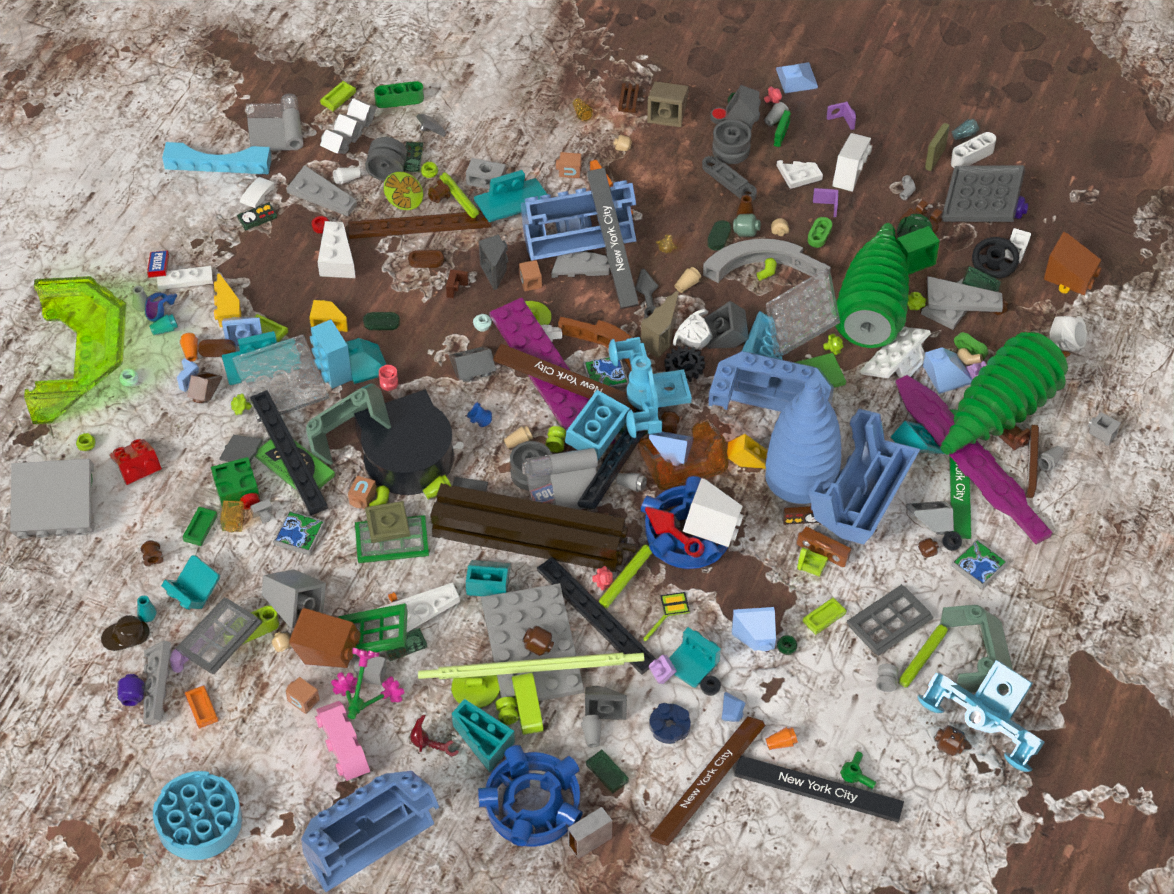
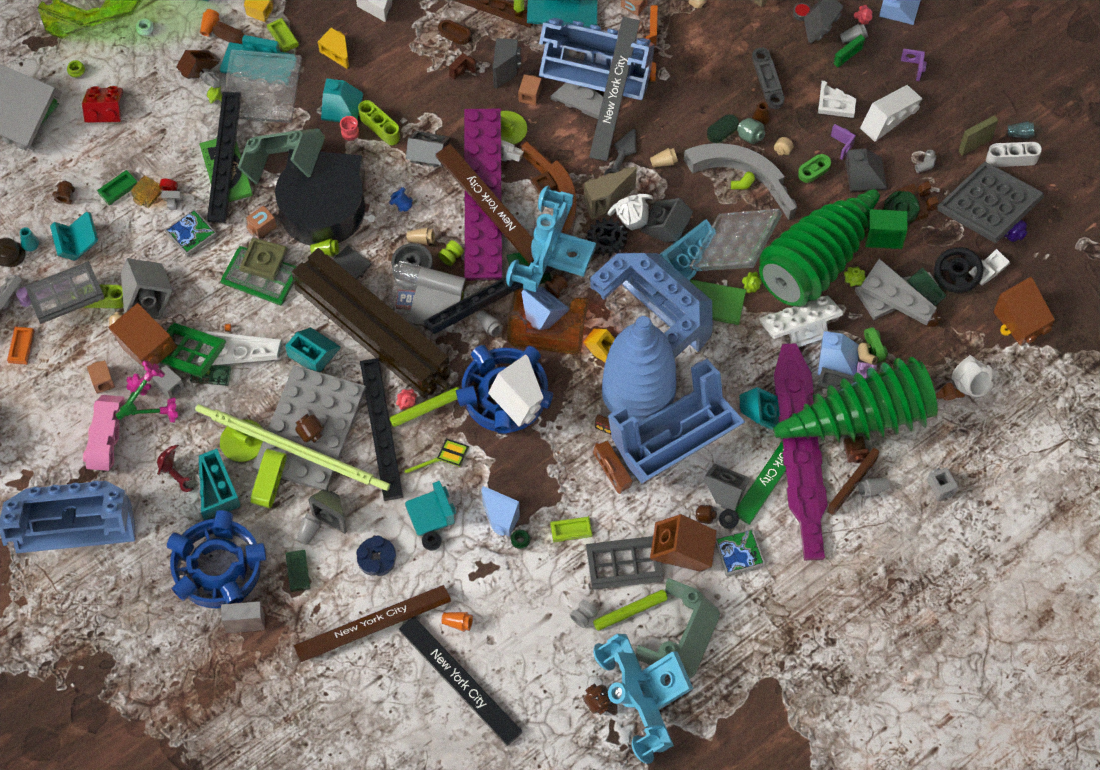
camera: 30 degrees right, 10 degrees up
(184, 376) = (195, 44): light blue bracket -> none
(227, 392) = (210, 78): none -> light grey axle
(234, 480) = (166, 161): green piece -> none
(240, 447) = (191, 135): dark grey piece -> none
(241, 327) = (254, 24): light blue slope -> none
(331, 354) = (308, 84): medium azure brick -> none
(381, 321) = (379, 72): clear green tile -> none
(382, 496) = (275, 235): lime arm -> none
(413, 361) = (371, 115): none -> lime beam
(482, 322) = (456, 113): light aqua plate -> none
(506, 709) = (249, 476): lime wheel -> none
(597, 424) = (485, 258): medium azure brick -> none
(598, 345) = (543, 180): none -> reddish brown tile
(606, 373) = (528, 211): tile -> none
(662, 669) = (400, 505): lavender tile -> none
(664, 523) = (478, 377): red piece -> none
(666, 245) = (668, 116): clear yellow plant -> none
(731, 141) = (792, 43): dark grey wheel -> none
(732, 708) = (435, 570): medium blue piece -> none
(811, 562) = (593, 474): lime tile -> none
(852, 773) = (496, 681): green piece -> none
(861, 216) = (865, 171): none -> dark grey slope
(931, 577) = (683, 543): none -> dark orange slope
(955, 389) = (833, 378): none -> dark grey plate

